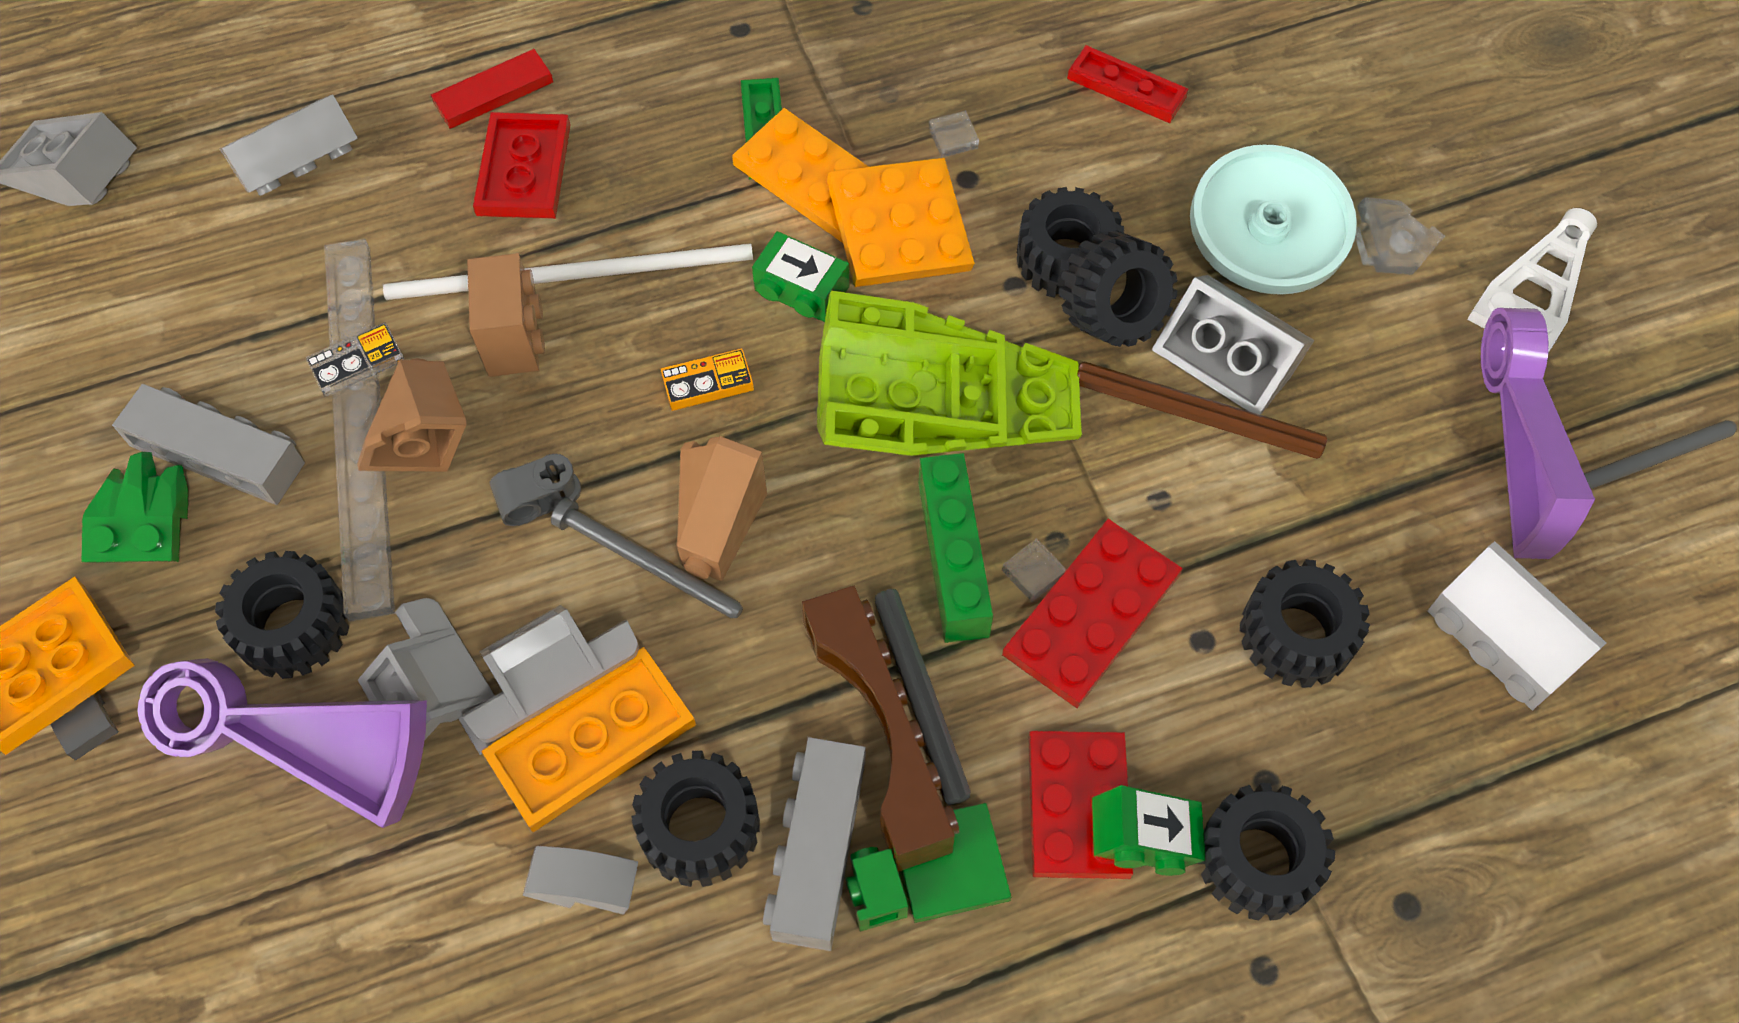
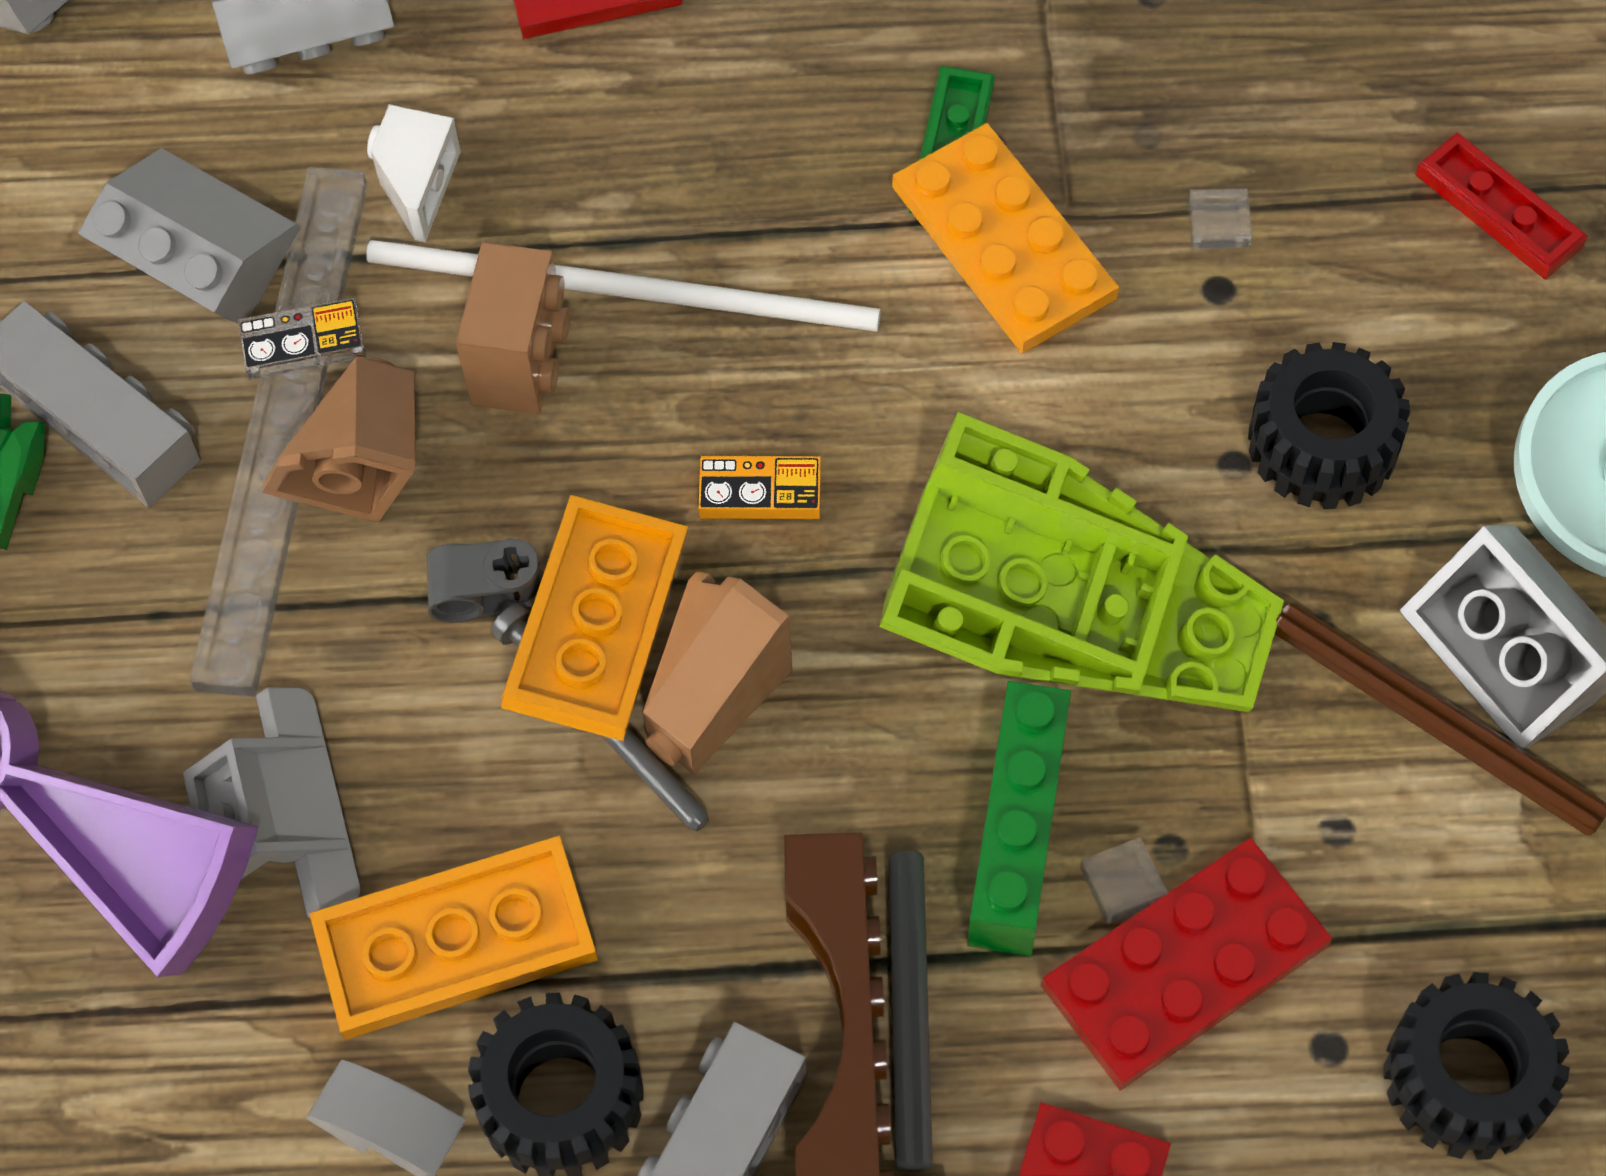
camera: 20 degrees right, 0 degrees up
(252, 309) = (191, 233): none -> light grey slope
(262, 590) = (86, 626): black tyre -> none
(399, 225) = (414, 163): none -> white slope
(522, 165) = (603, 117): red plate -> none
(543, 667) = (421, 825): light grey plate -> none
(622, 494) = (595, 618): none -> light orange plate
(799, 275) = (931, 373): green brick -> none
(899, 222) = (1096, 331): light orange plate -> none
(1144, 297) = (1394, 547): black tyre -> none

